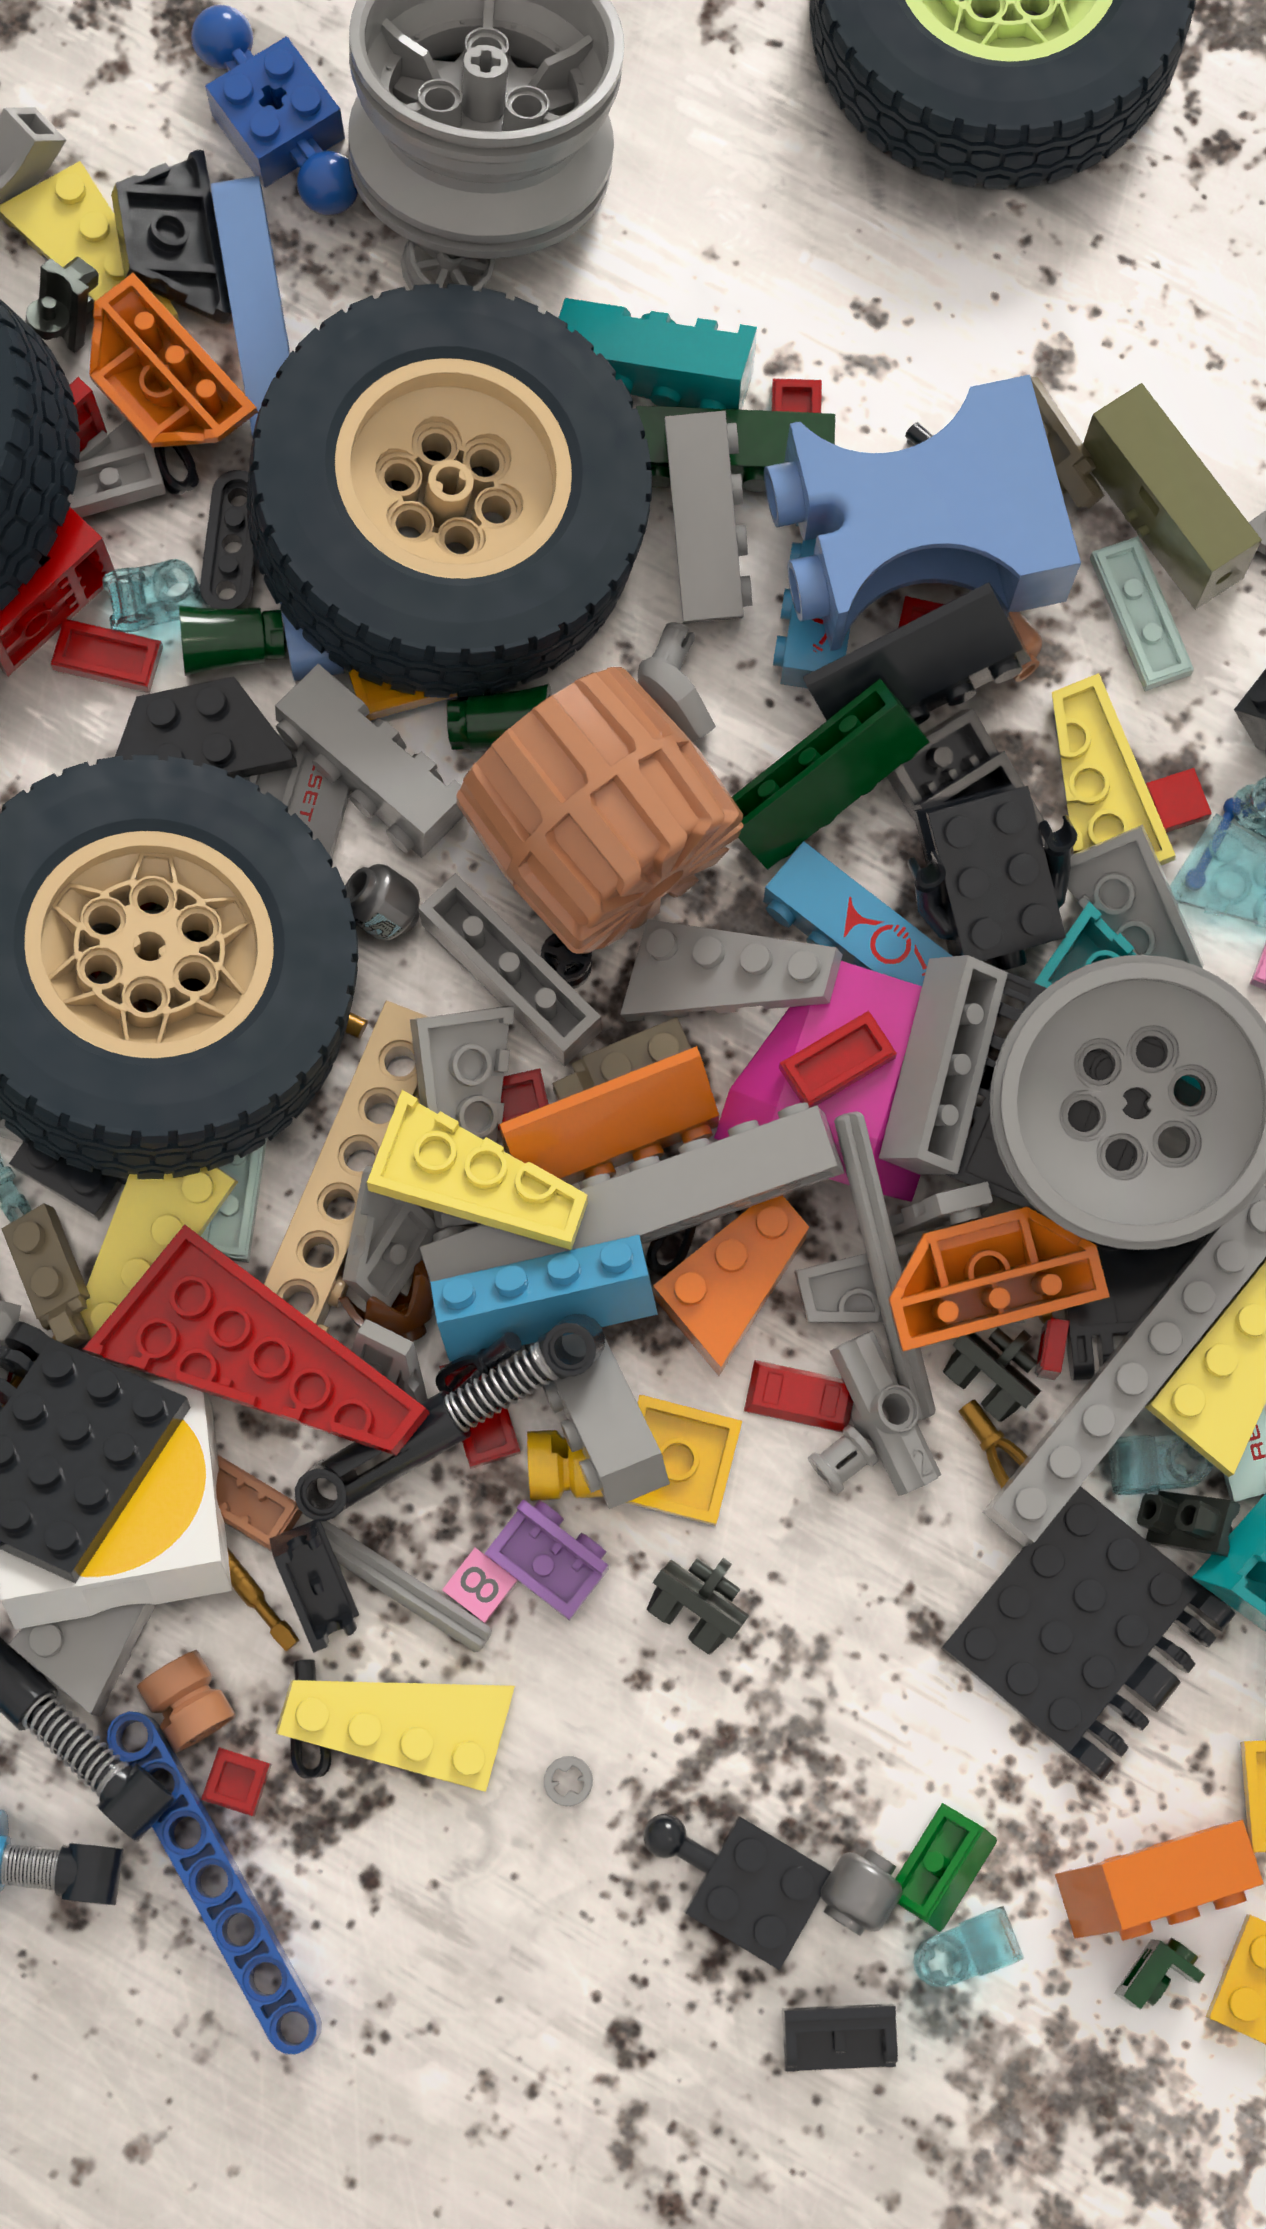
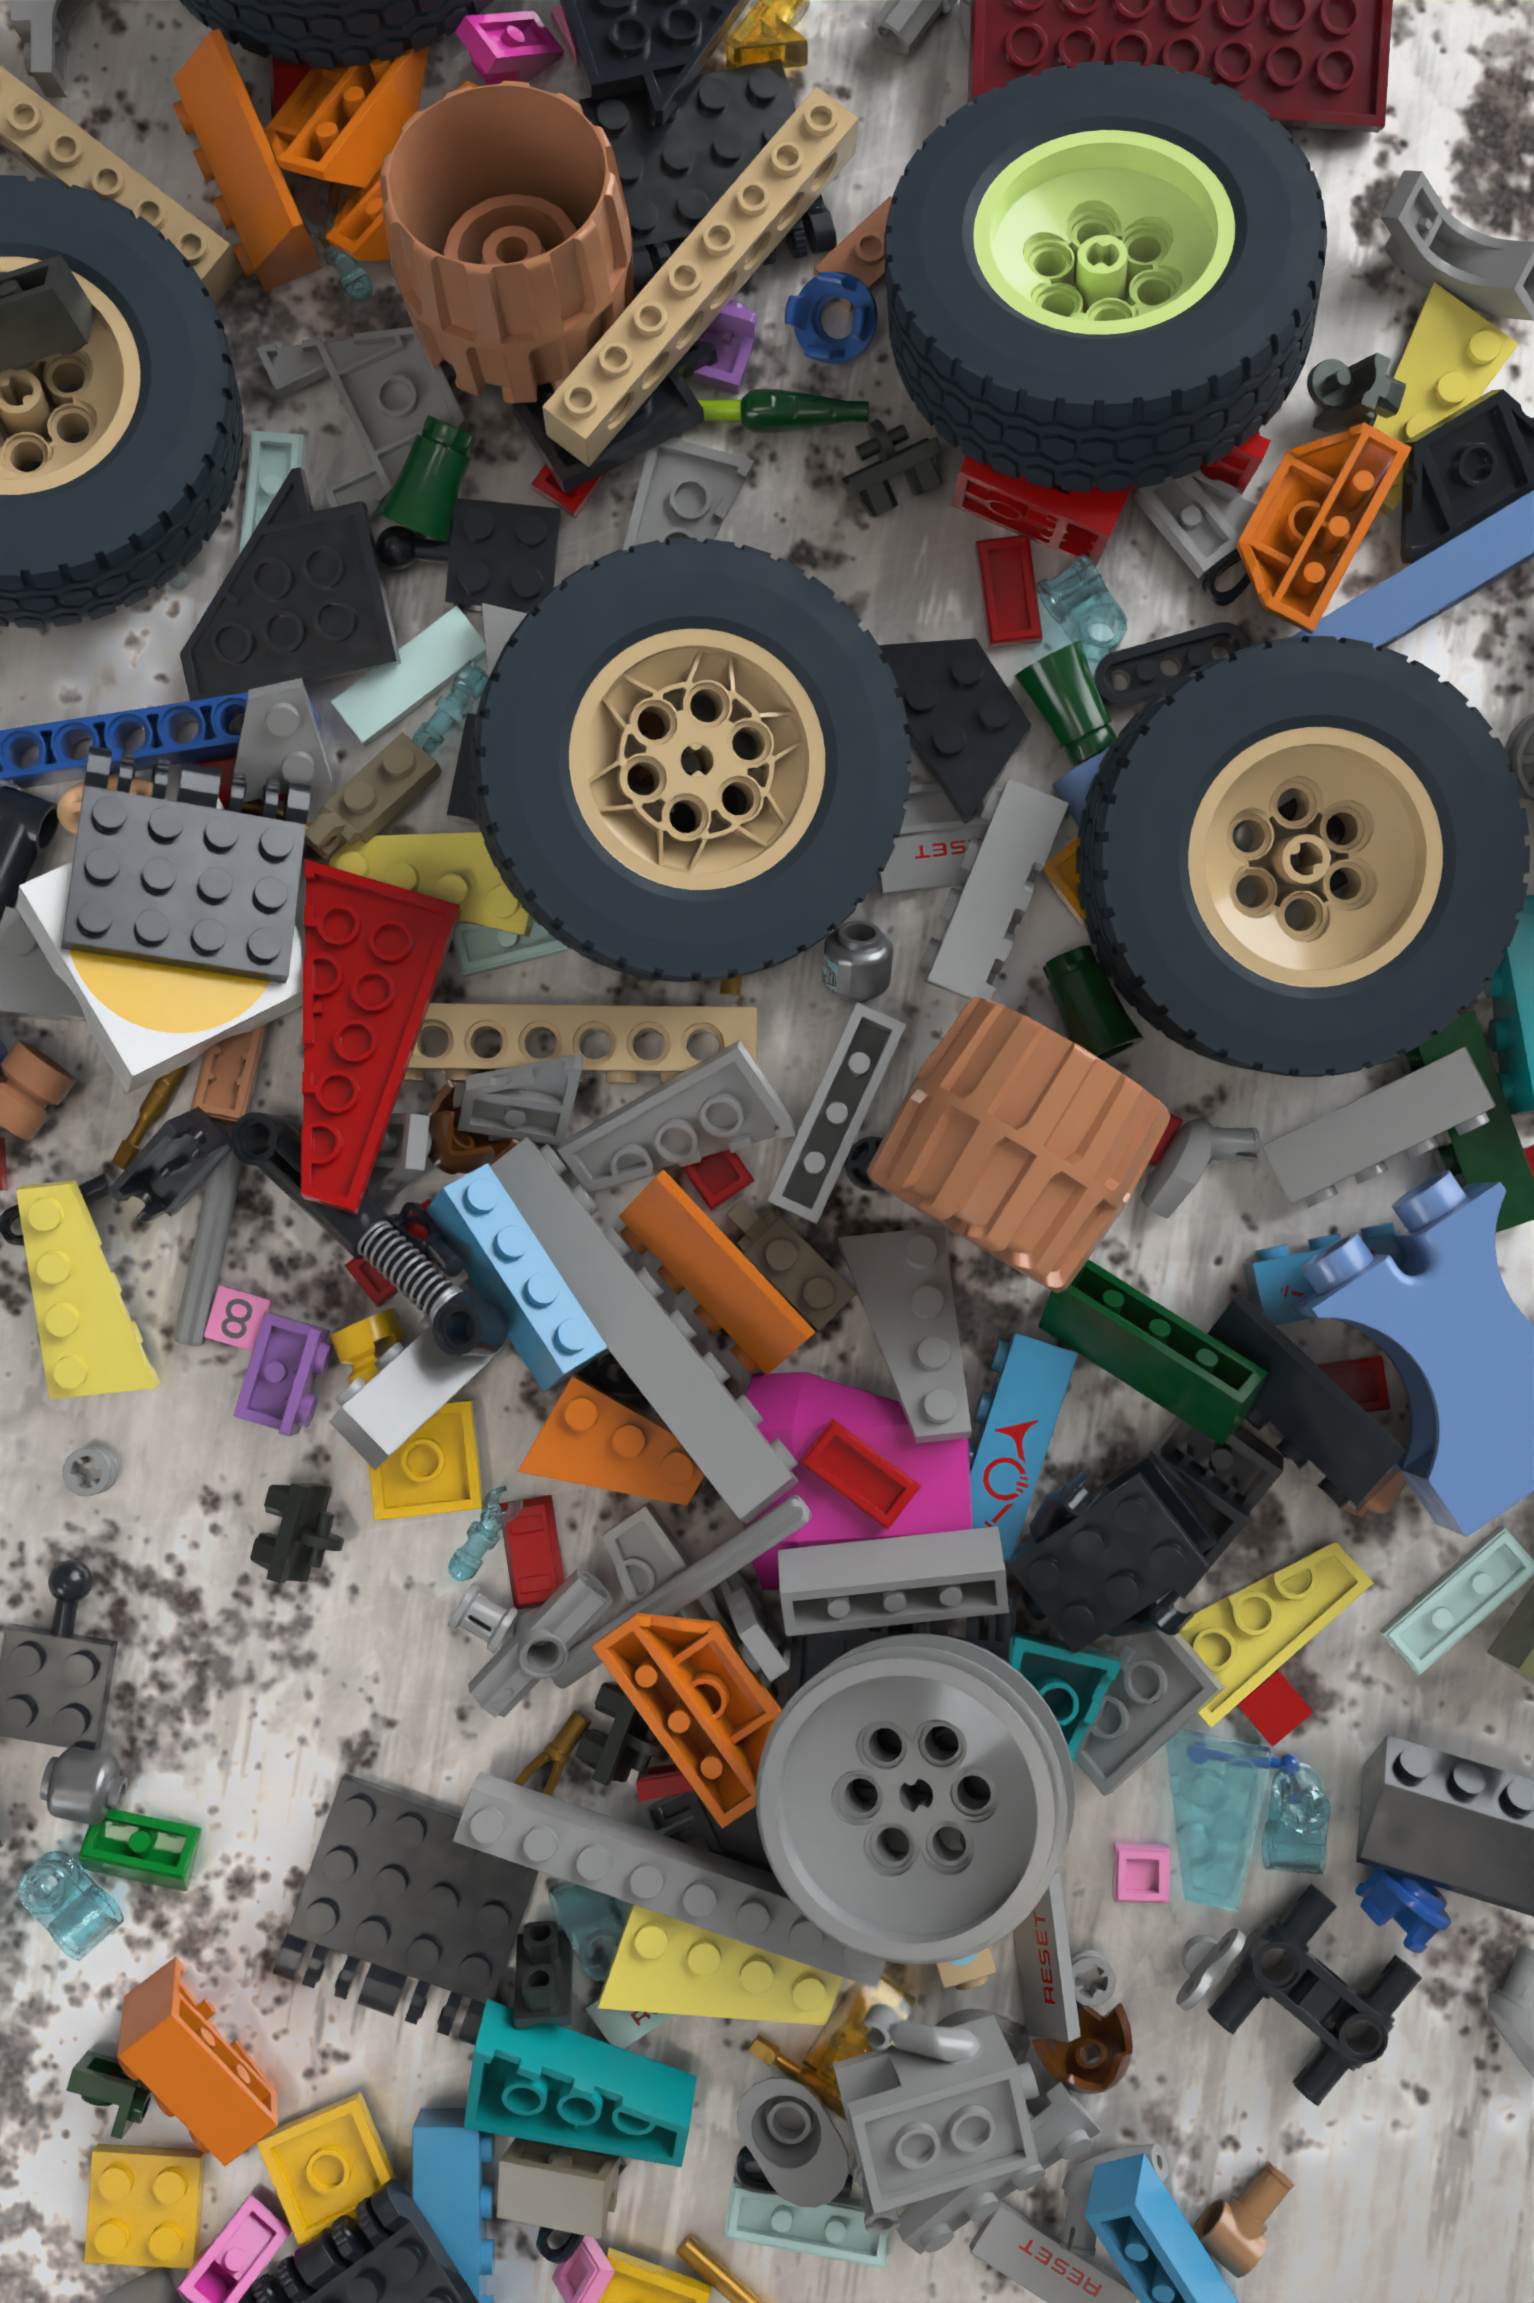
camera: 75 degrees right, 10 degrees up
(454, 1172) = (602, 1152): light yellow wing -> none
(767, 1431) = (482, 1535): none -> clear light blue piece

